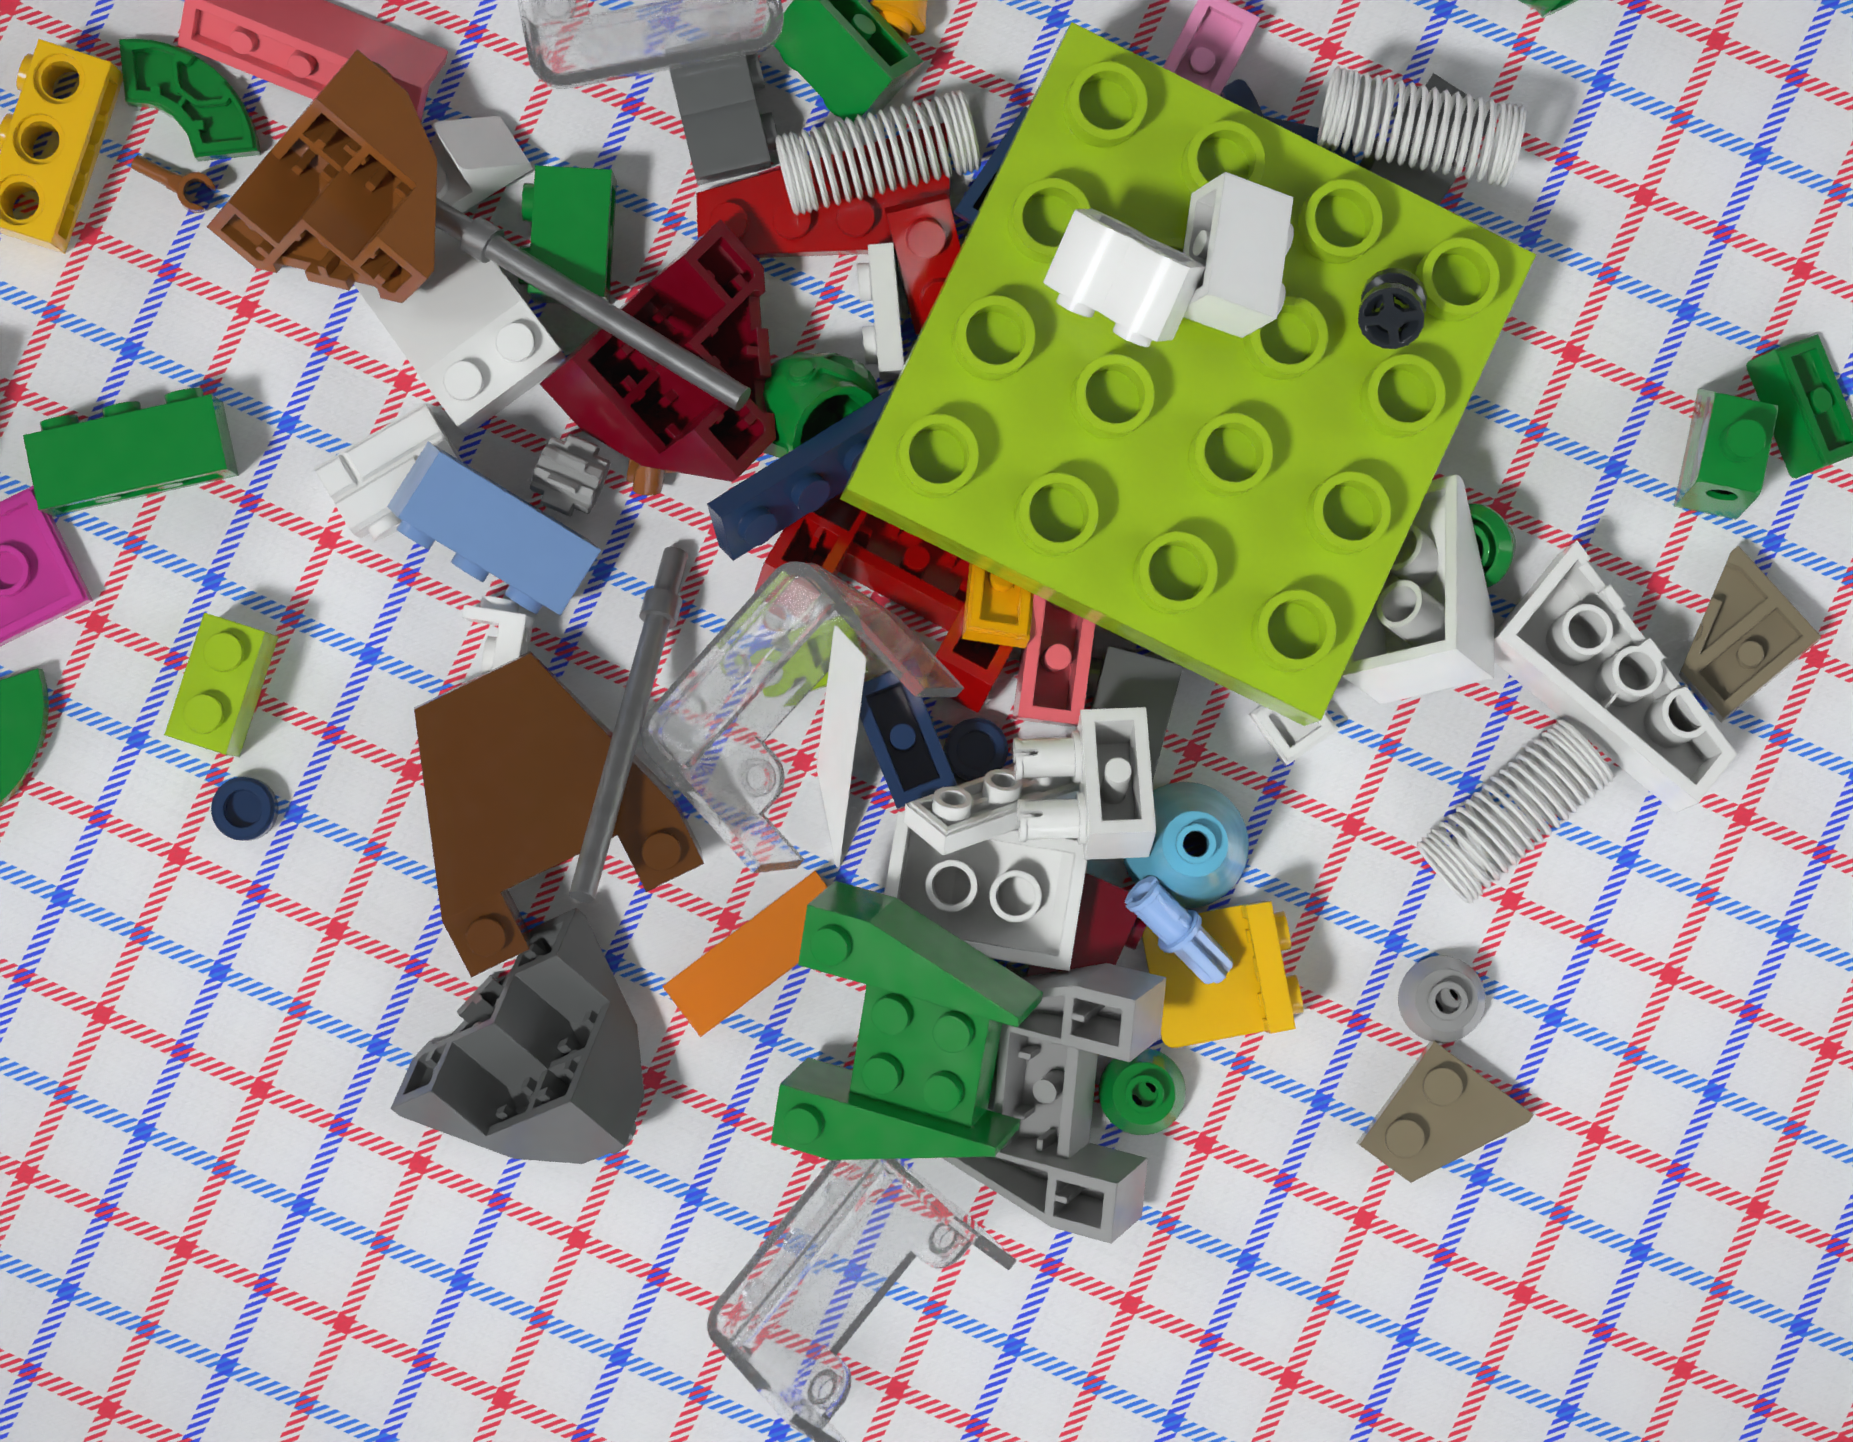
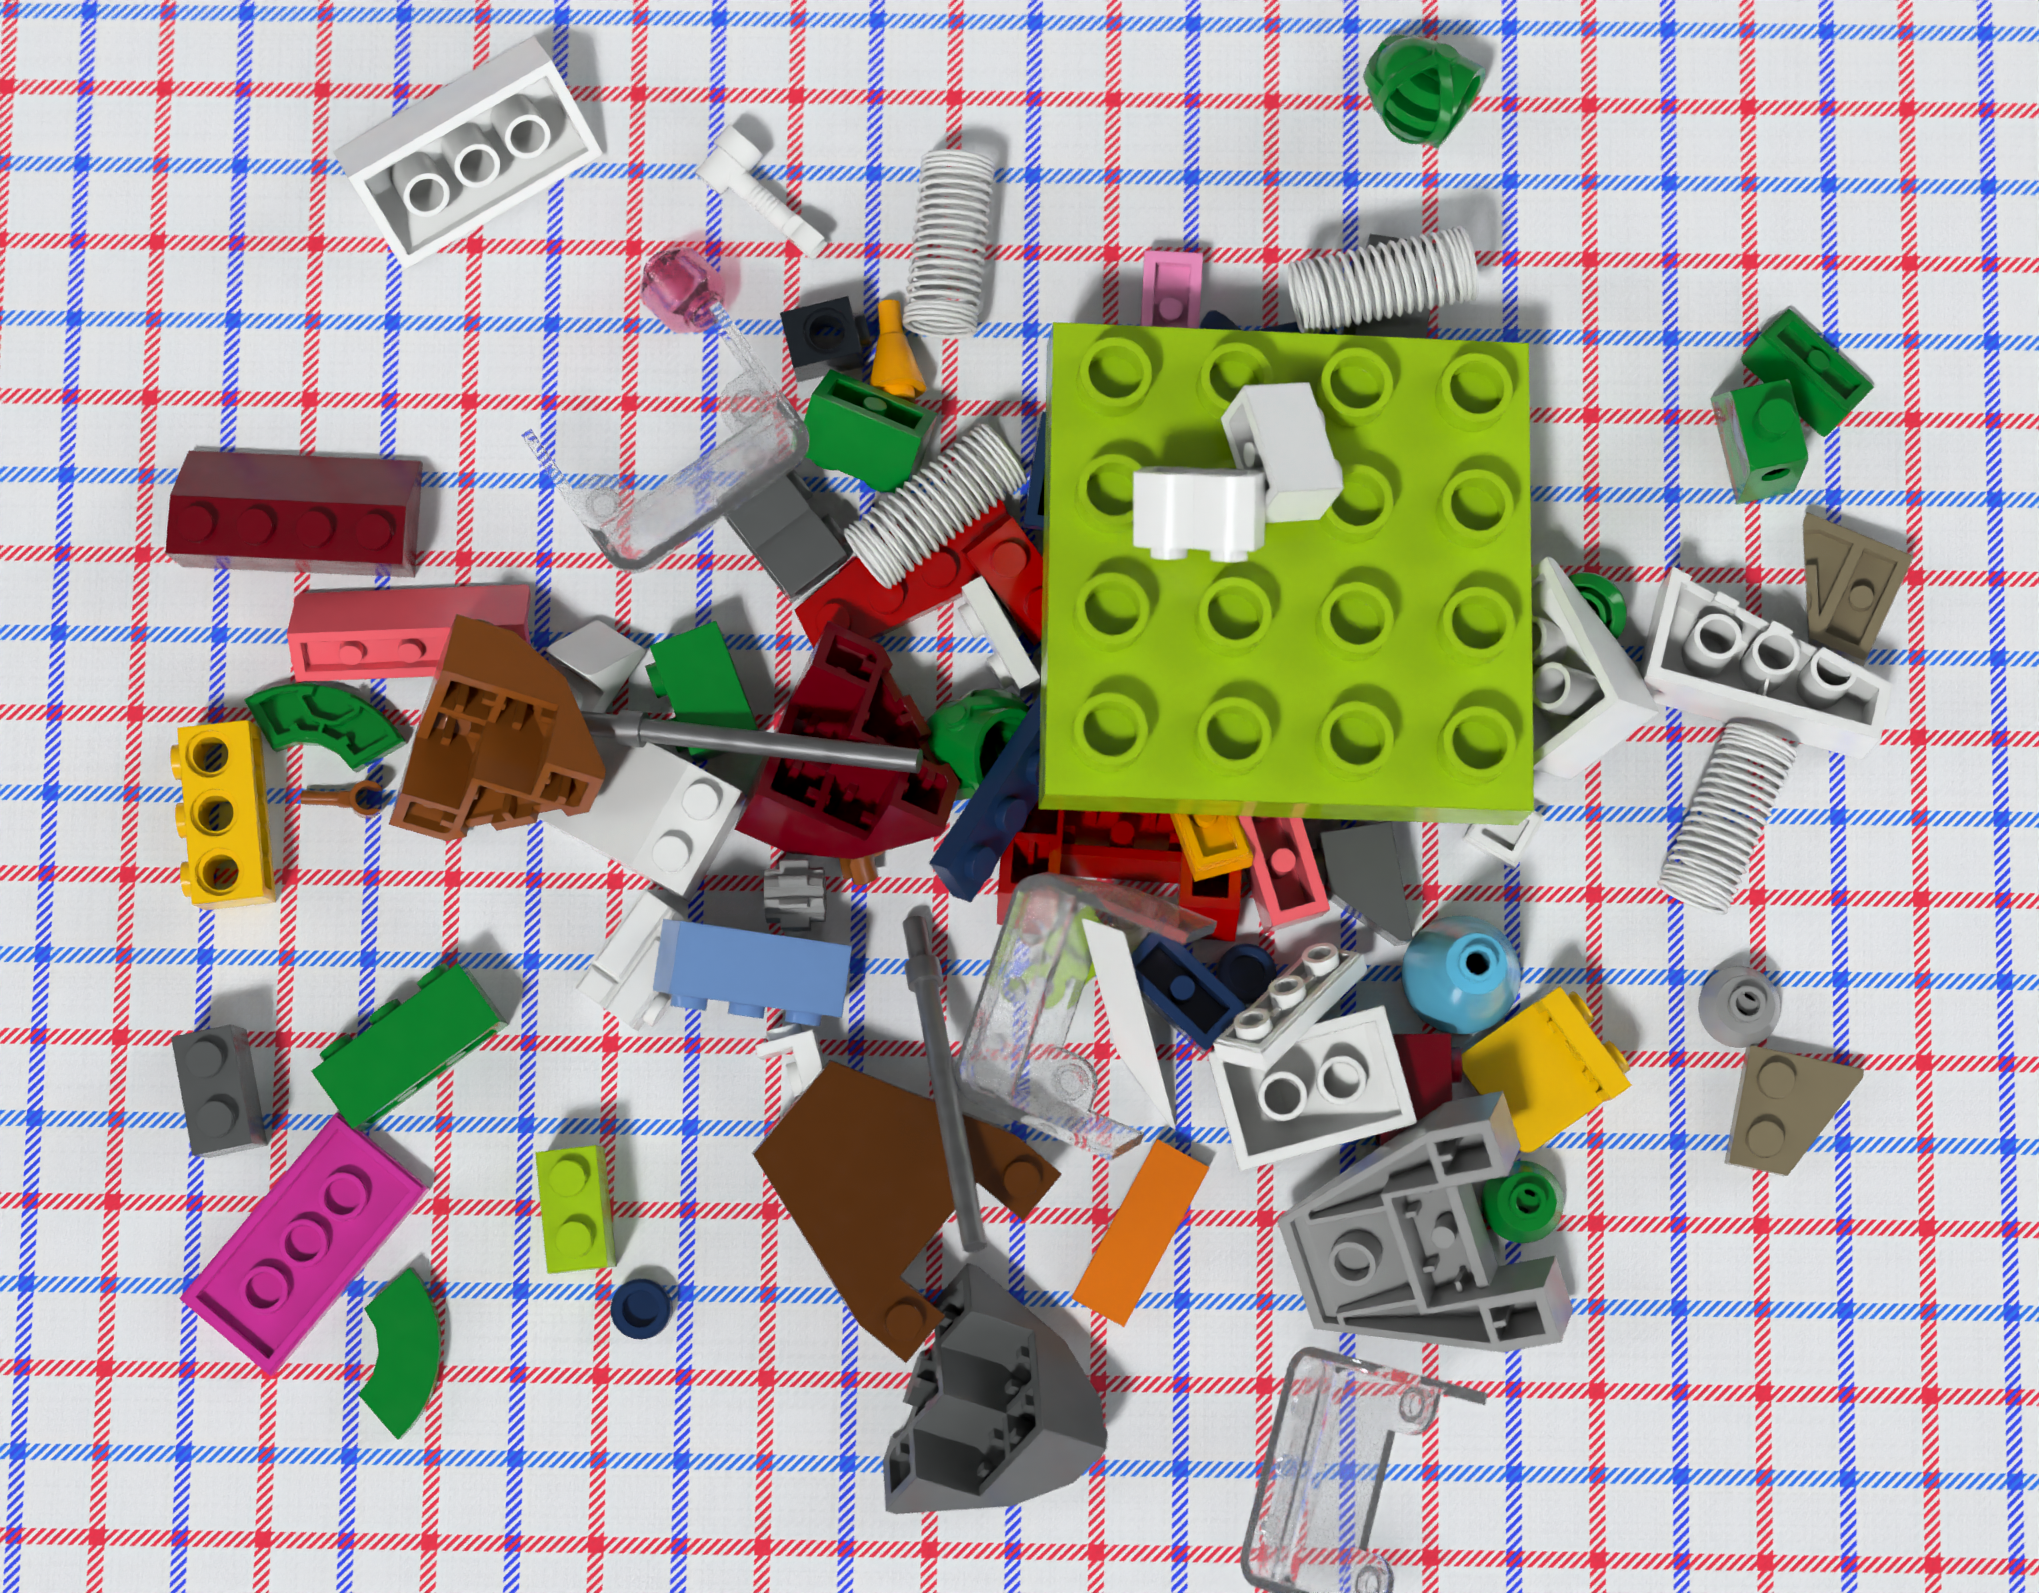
camera: 20 degrees left, 5 degrees down
(921, 1042) = (1319, 1240): green wedge -> none
(1114, 776) = (1384, 945): white brick -> none
(1179, 930) = (1492, 1047): light blue axle -> none
(1390, 324) = (1439, 451): black wheel -> none

